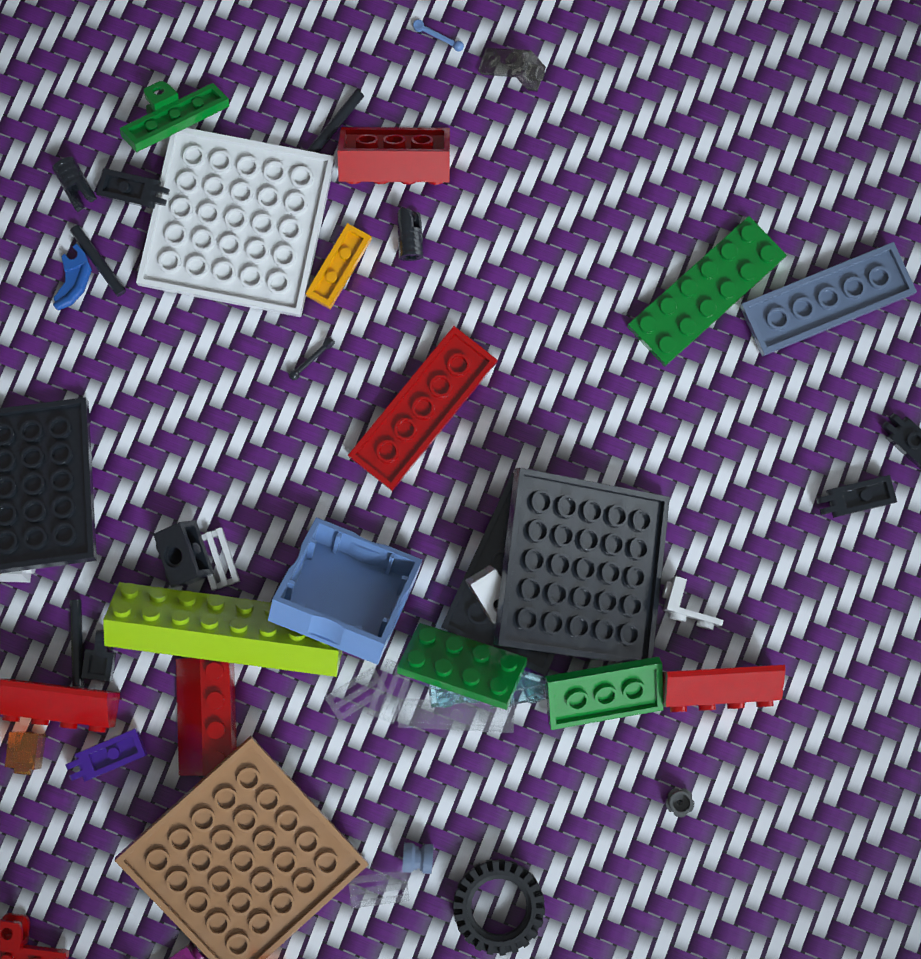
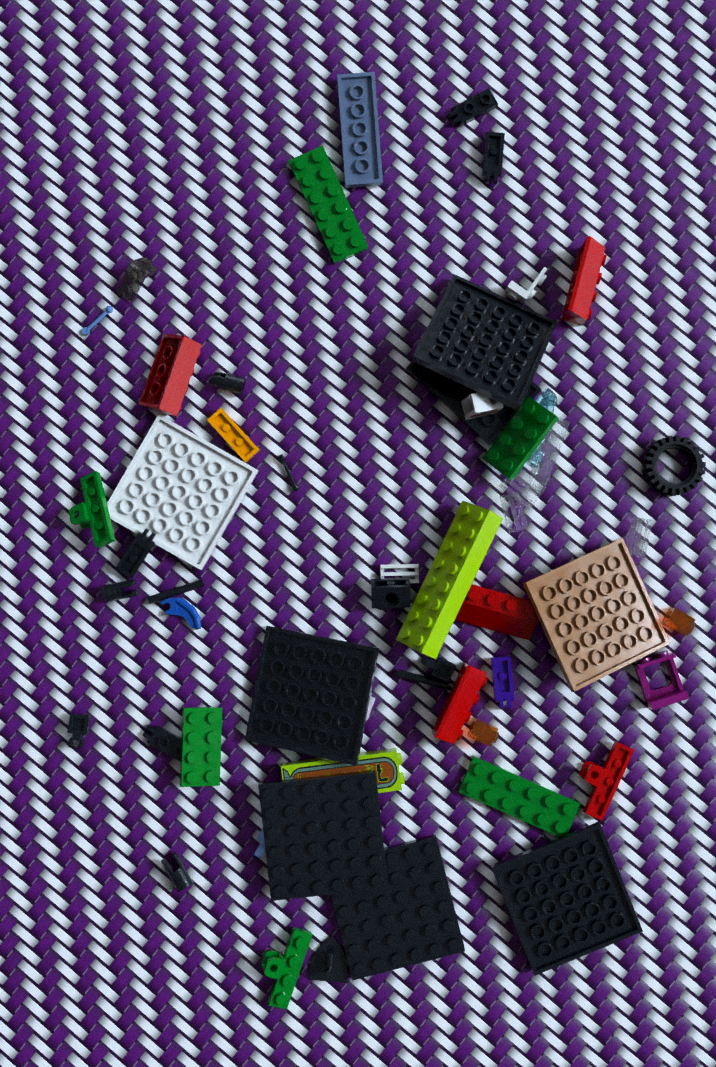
camera: 70 degrees left, 5 degrees up
(336, 122) = (134, 406): black bar -> none
(345, 591) = (451, 494): medium blue tile -> none
(417, 858) = (628, 506): sand blue wheel -> none
(422, 408) = (345, 411): red plate -> none
(604, 693) = (565, 355): green plate -> none
(687, 805) = (650, 333): dark grey plate -> none

